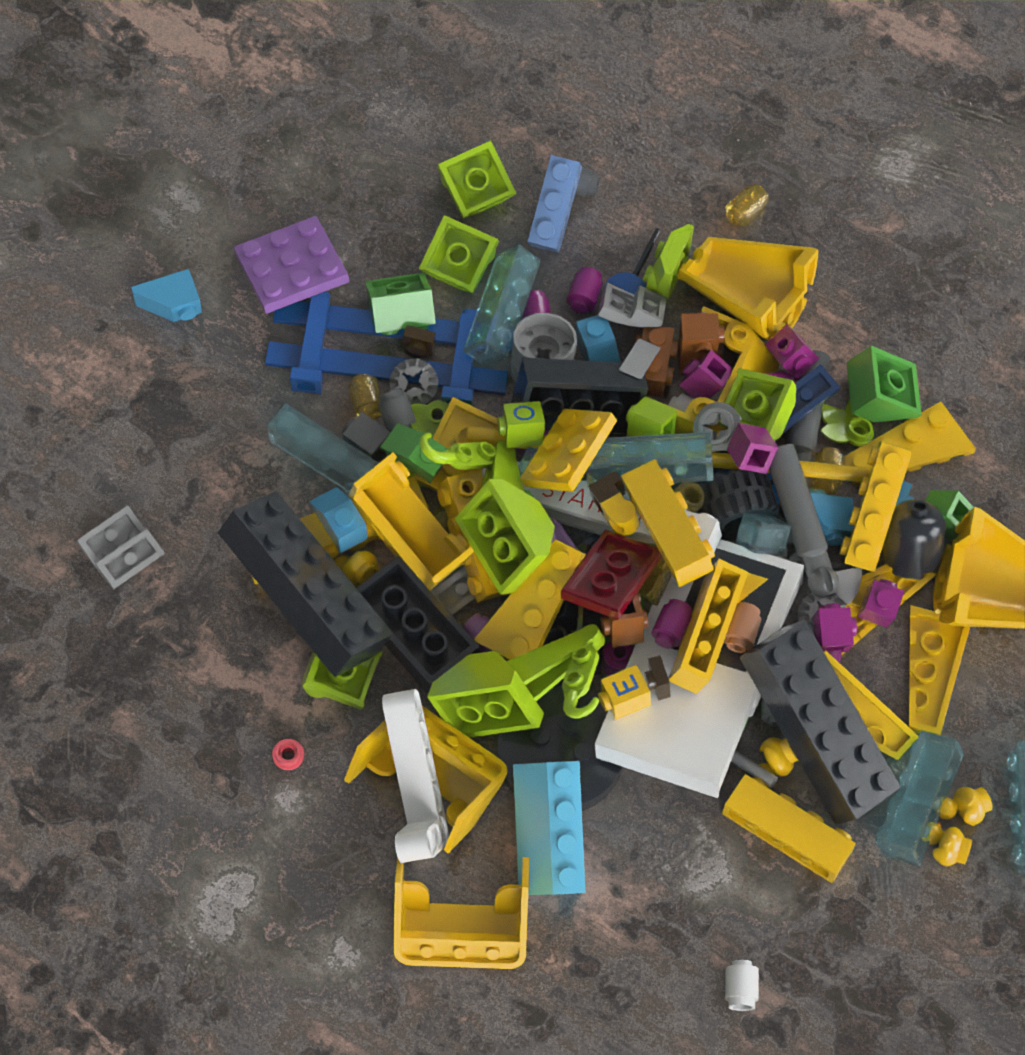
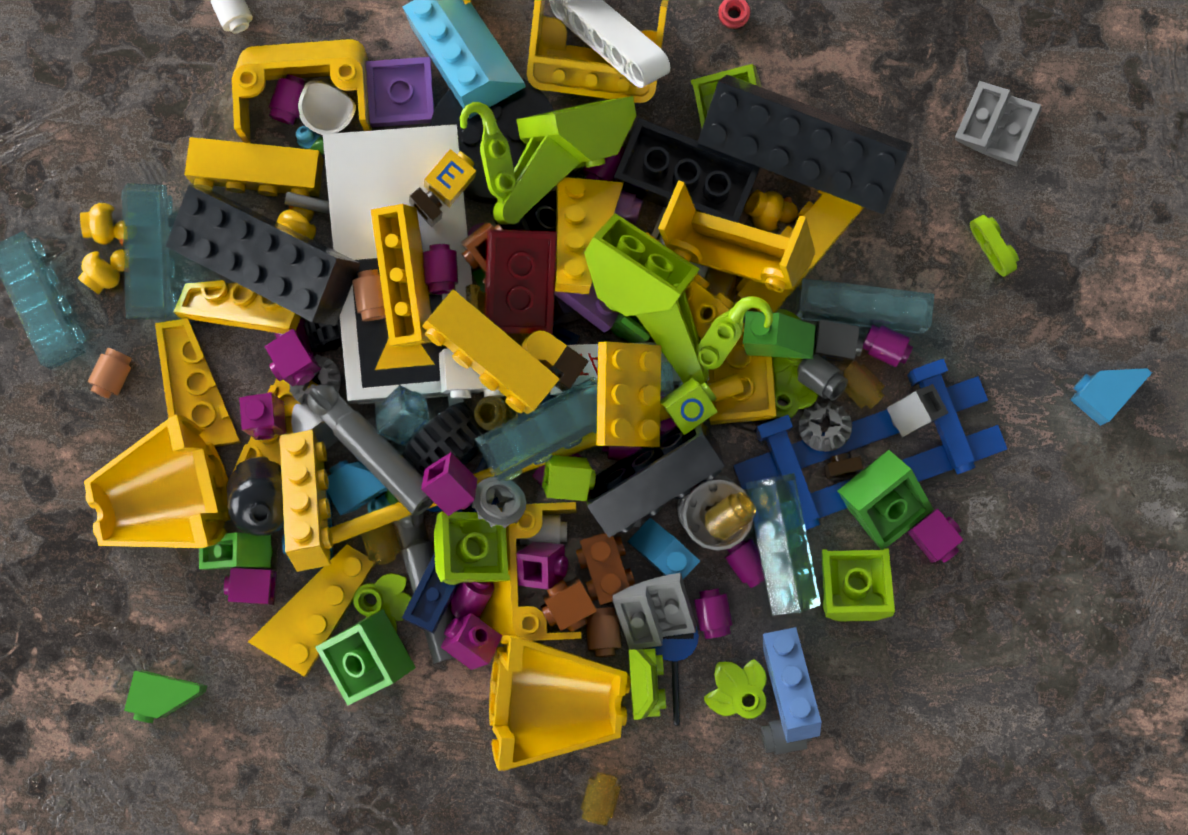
camera: 155 degrees right, 15 degrees up
(188, 438) = (987, 234): none -> lime plate
(291, 264) = (1014, 486): medium lavender plate -> none
(326, 413) = (887, 345): none -> magenta brick
(335, 348) = (917, 410): none -> brick
(340, 519) = (827, 237): dark azure slope -> none
(374, 258) = (937, 536): none -> magenta brick
(476, 180) = (888, 678): lime slope -> none
(536, 330) = (729, 515): none -> clear yellow brick
(596, 234) = (734, 686): none -> lime plate
(624, 831) = (400, 91): none -> medium lavender plate
(639, 358) = (613, 541): light grey sticker -> none
(679, 306) = (603, 632): none -> nougat brick
(697, 845) = (325, 108): none -> white helmet
(700, 899) = (337, 58): none -> yellow windscreen
(721, 824) = (309, 140): none -> medium azure arm
(729, 874) = (286, 99): none -> magenta brick
(955, 479) = (250, 586): none -> magenta brick
(998, 714) = (110, 373): none -> nougat brick

